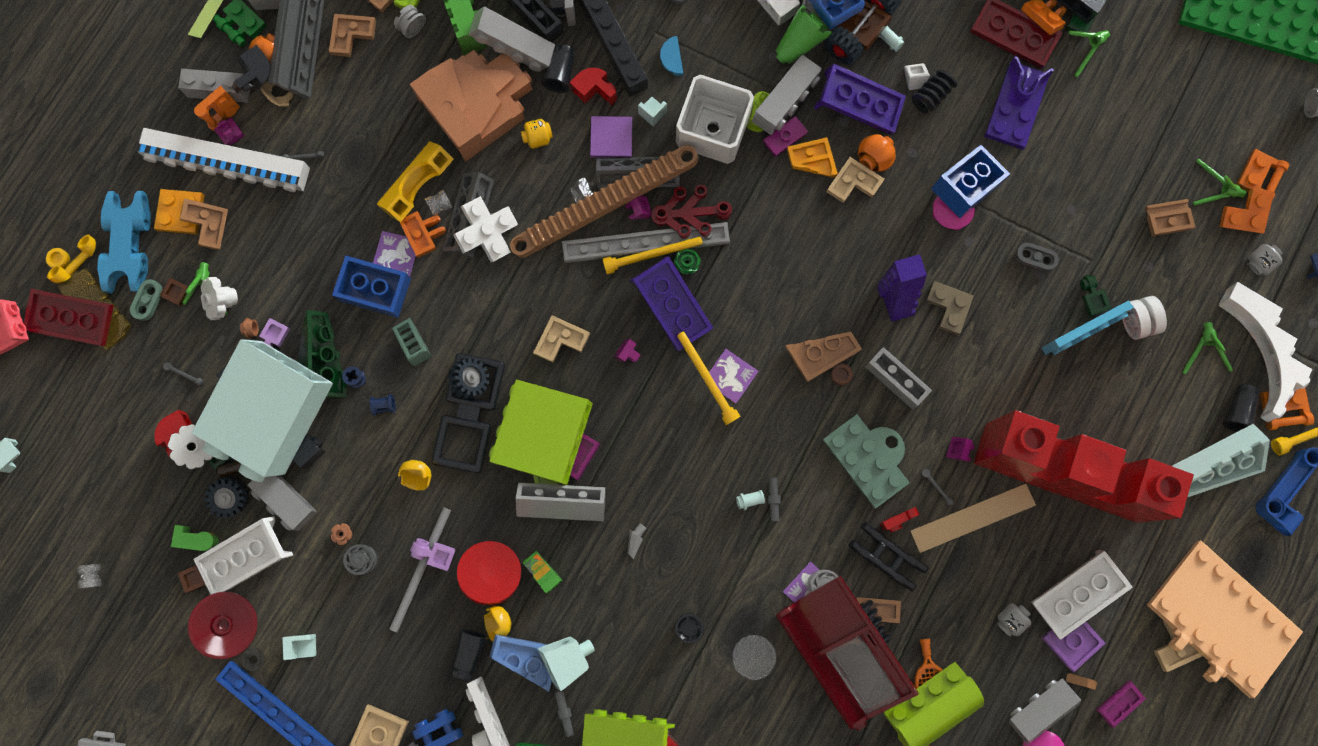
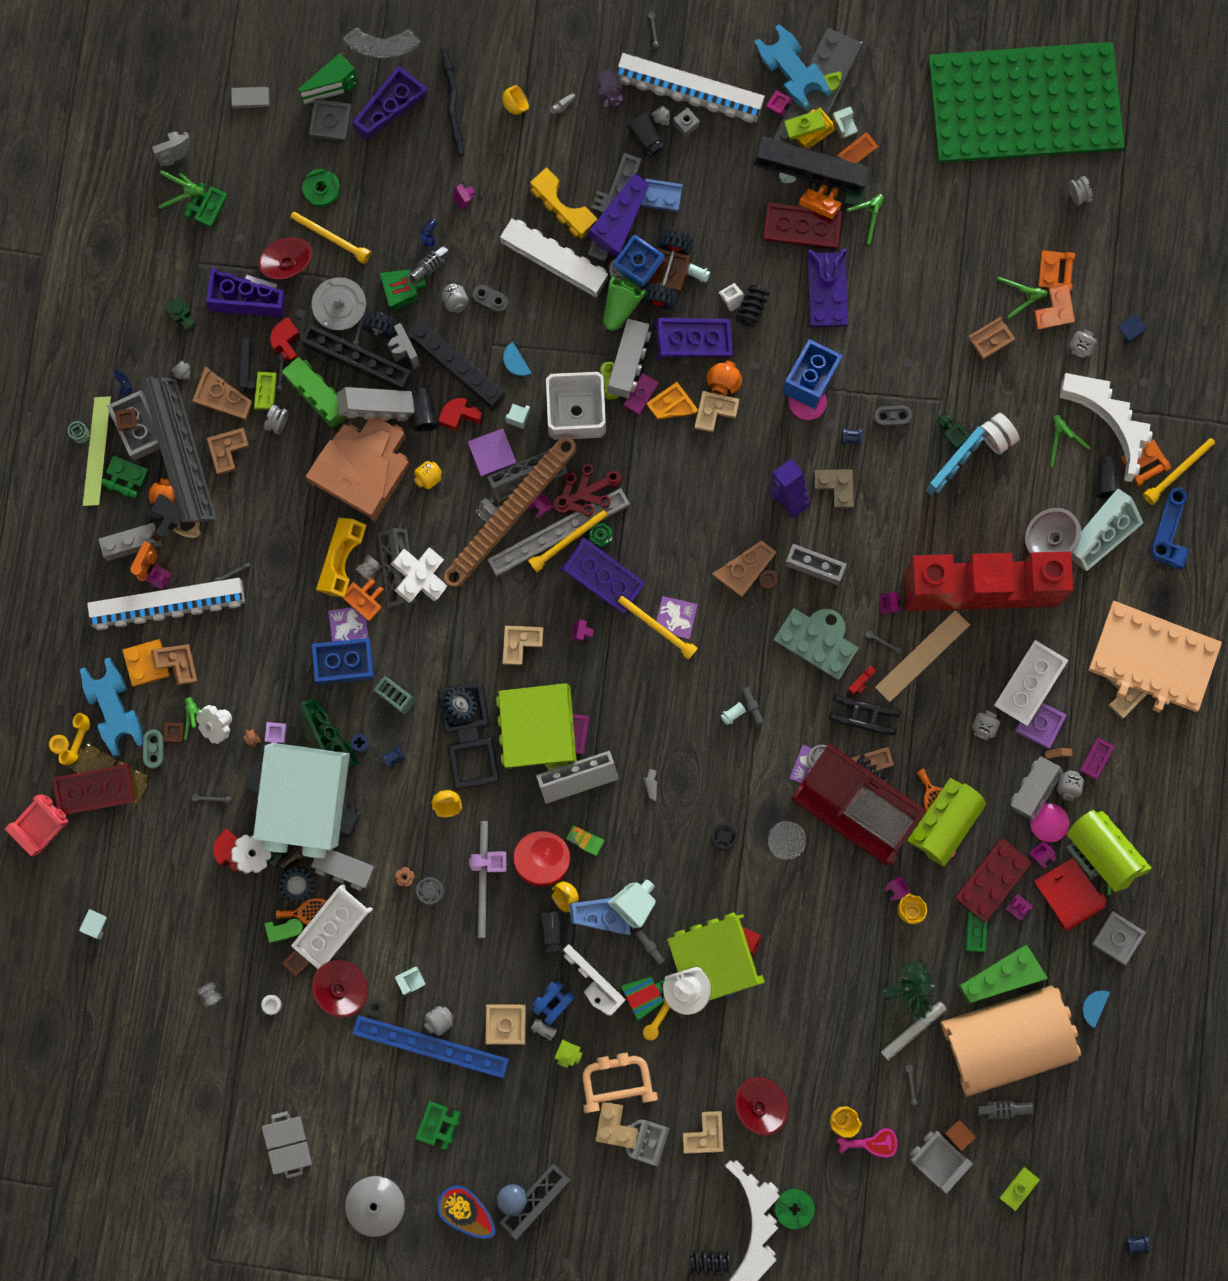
camera: 20 degrees left, 0 degrees up
(149, 612) = (271, 1004): none -> white tile
(199, 521) = (288, 913): none -> orange piece
(310, 702) = (438, 1020): none -> light grey head
(986, 261) = (851, 436): none -> dark blue bush
(1082, 722) = (1070, 785): none -> light grey head
(1167, 435) = (1048, 527): none -> light grey dish

